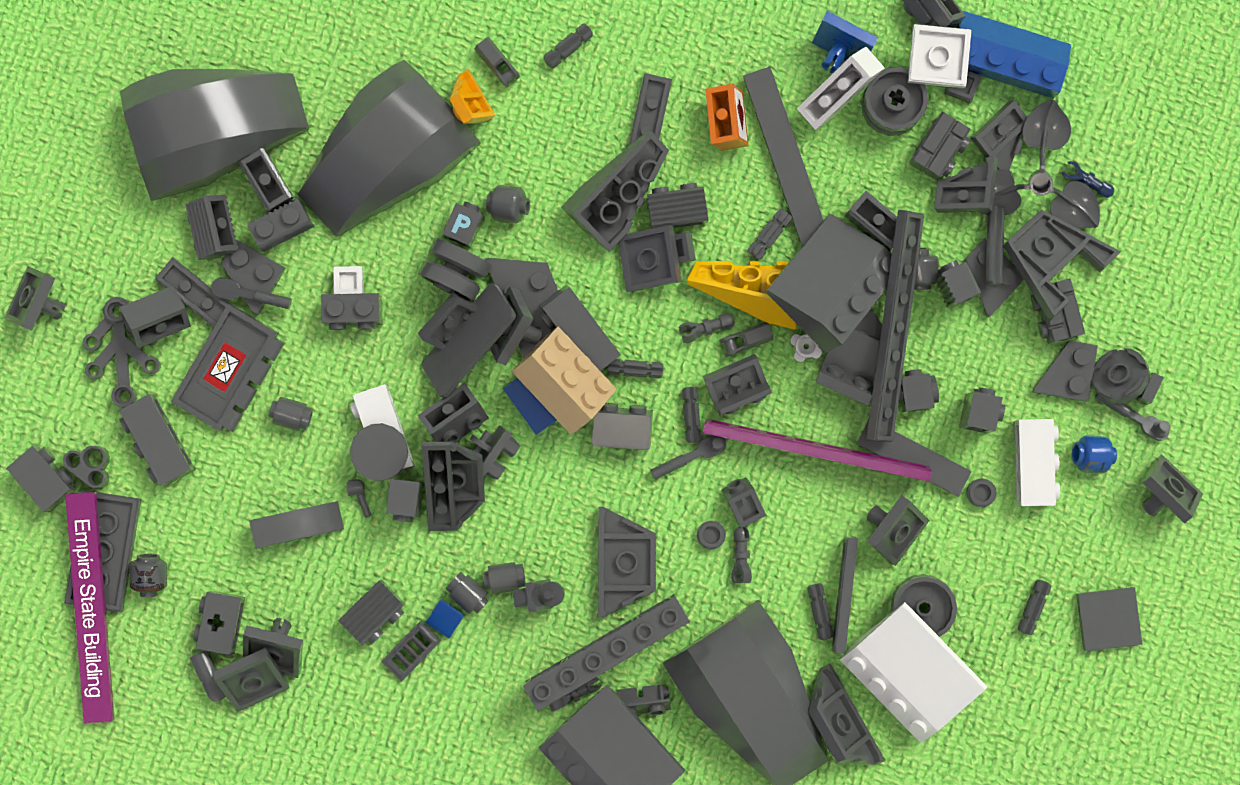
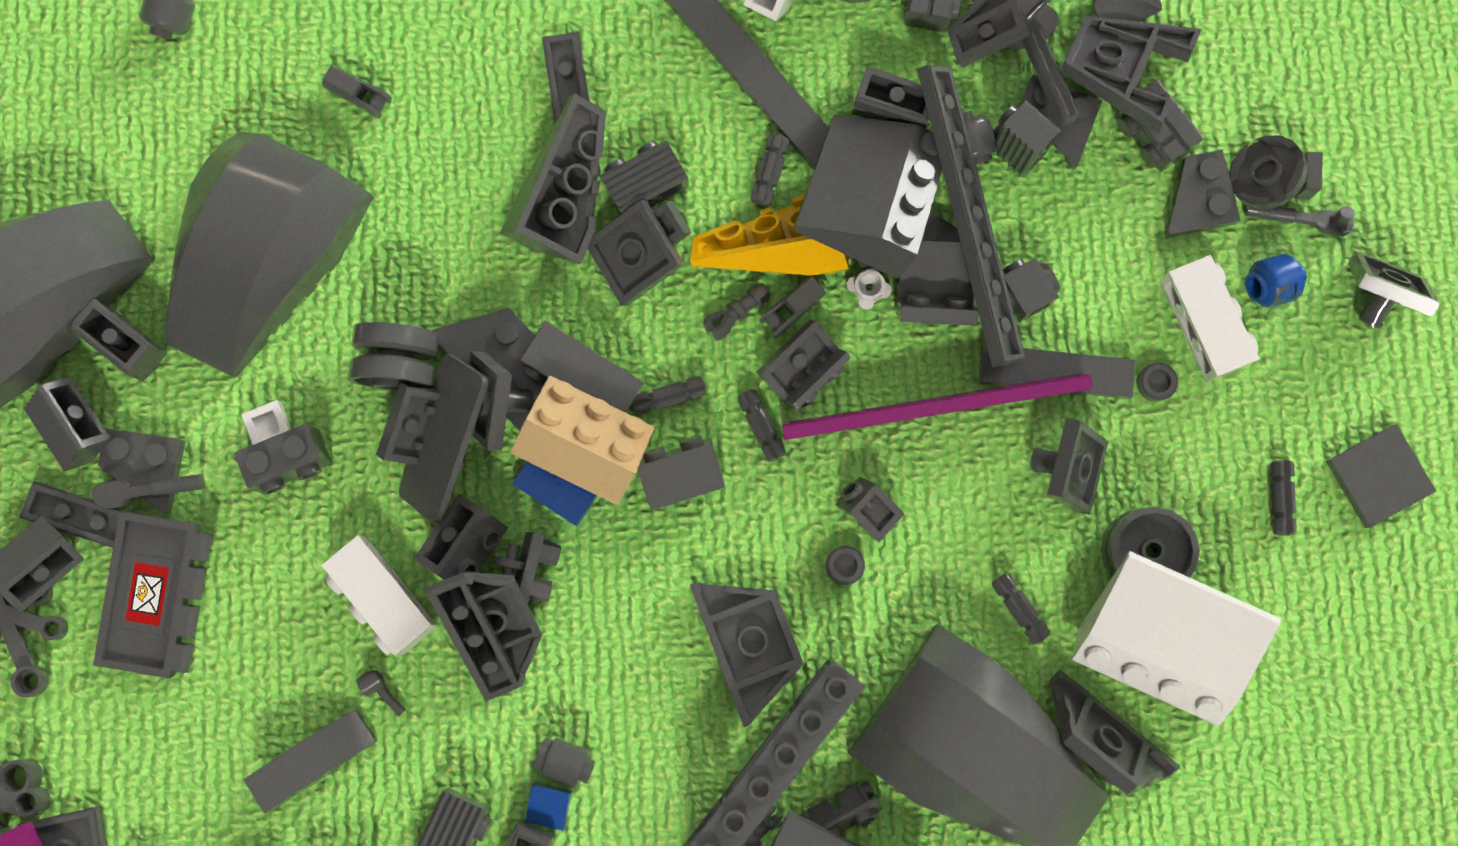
camera: 20 degrees left, 5 degrees down
(156, 440) = (90, 722): dark grey brick -> none
(280, 225) = (155, 388): dark grey brick -> none
(290, 414) = (253, 621): dark grey brick -> none
(379, 452) = (380, 624): dark grey tile -> none
(404, 499) = (436, 673): dark grey brick -> none
(463, 224) = (386, 298): dark grey brick -> none
(469, 101) = (338, 148): light orange wing -> none
(504, 577) = (604, 723): dark grey brick -> none
(507, 204) = (432, 254): dark grey head -> none
(539, 595) = (656, 729): dark grey hips -> none
(568, 45) = (436, 40): dark grey axle -> none
(706, 448) = (796, 460): dark grey piece -> none
(726, 117) = (661, 47): orange brick -> none
(741, 567) = (899, 591): dark grey piece -> none
(844, 595) = (1043, 575): dark grey tile -> none
(982, 411) = (1119, 279): dark grey brick -> none

